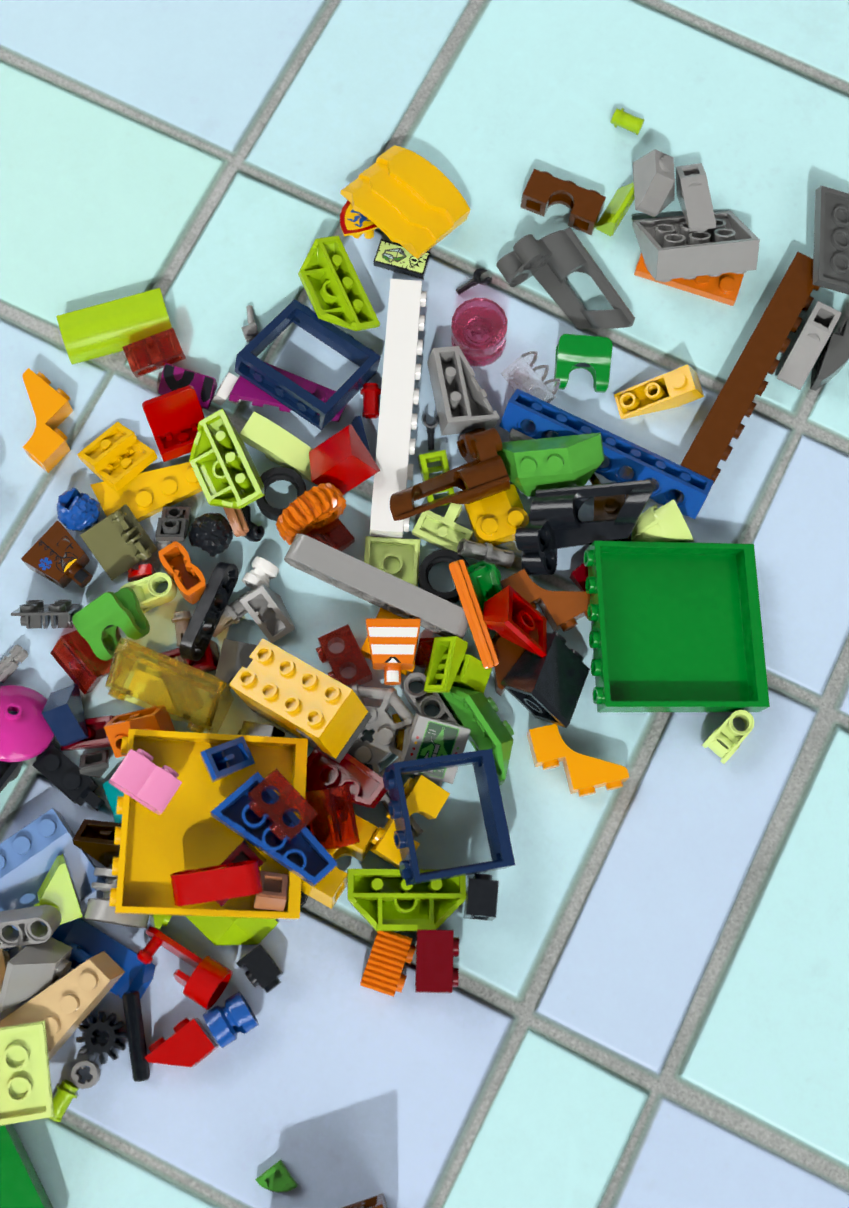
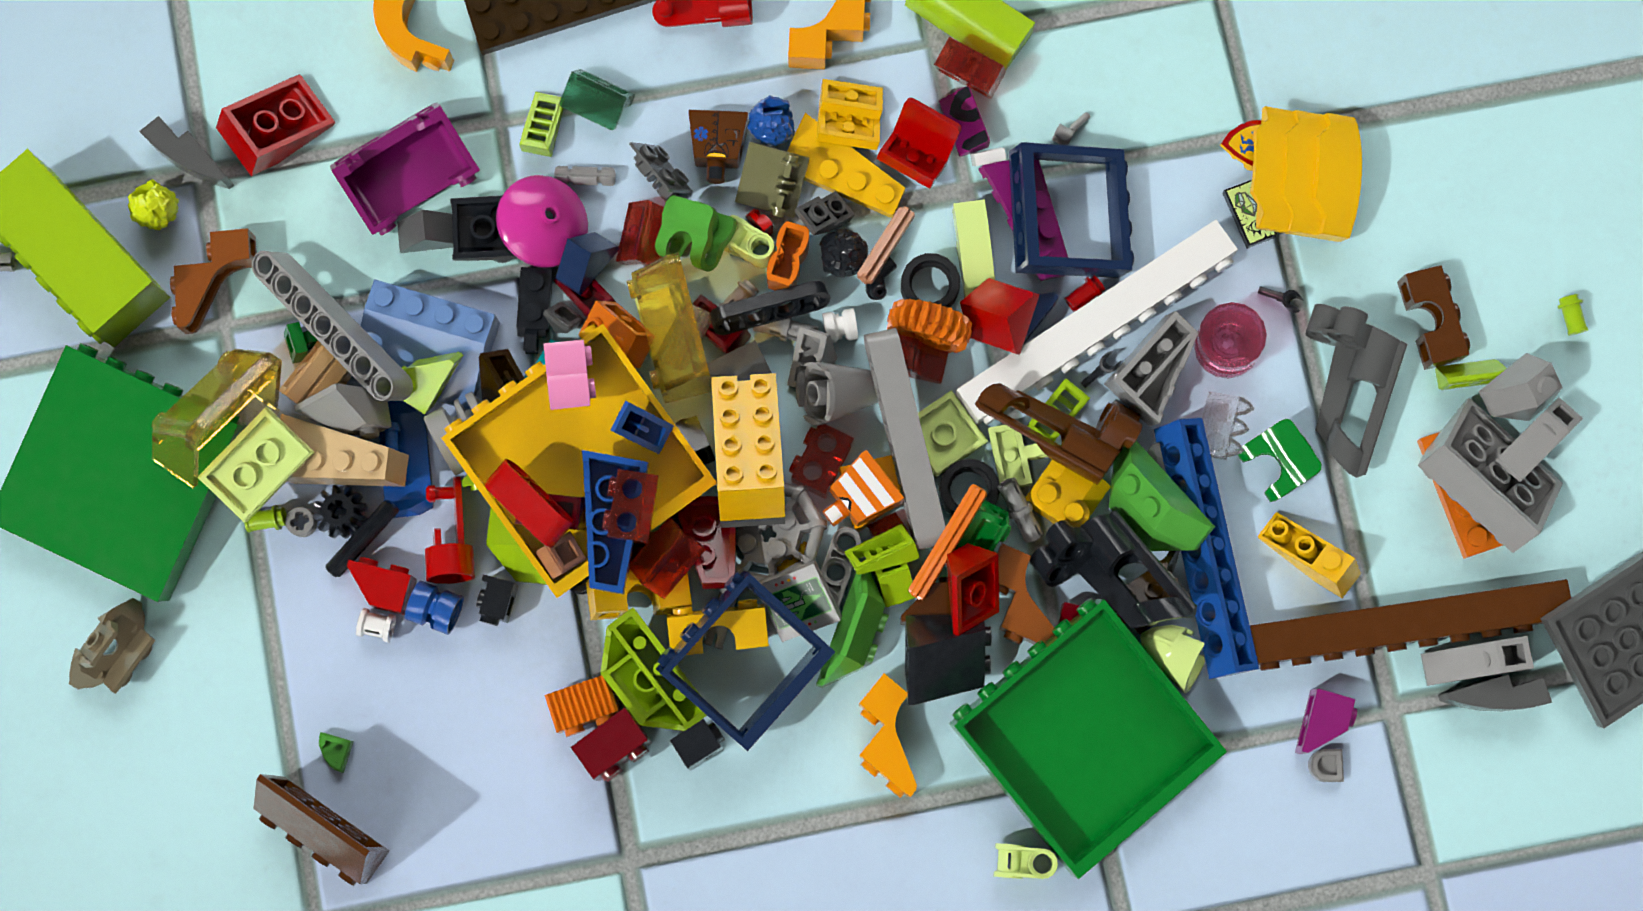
camera: 55 degrees right, 5 degrees up
(208, 1074) = (375, 625): none -> white bush
(224, 464) = (913, 214): lime wedge -> none
(304, 613) = (833, 391): none -> light grey cone
(335, 286) = (1165, 176): lime wedge -> none
(776, 469) = (1324, 719): none -> magenta slope
(806, 491) = (1327, 765): none -> light grey tile

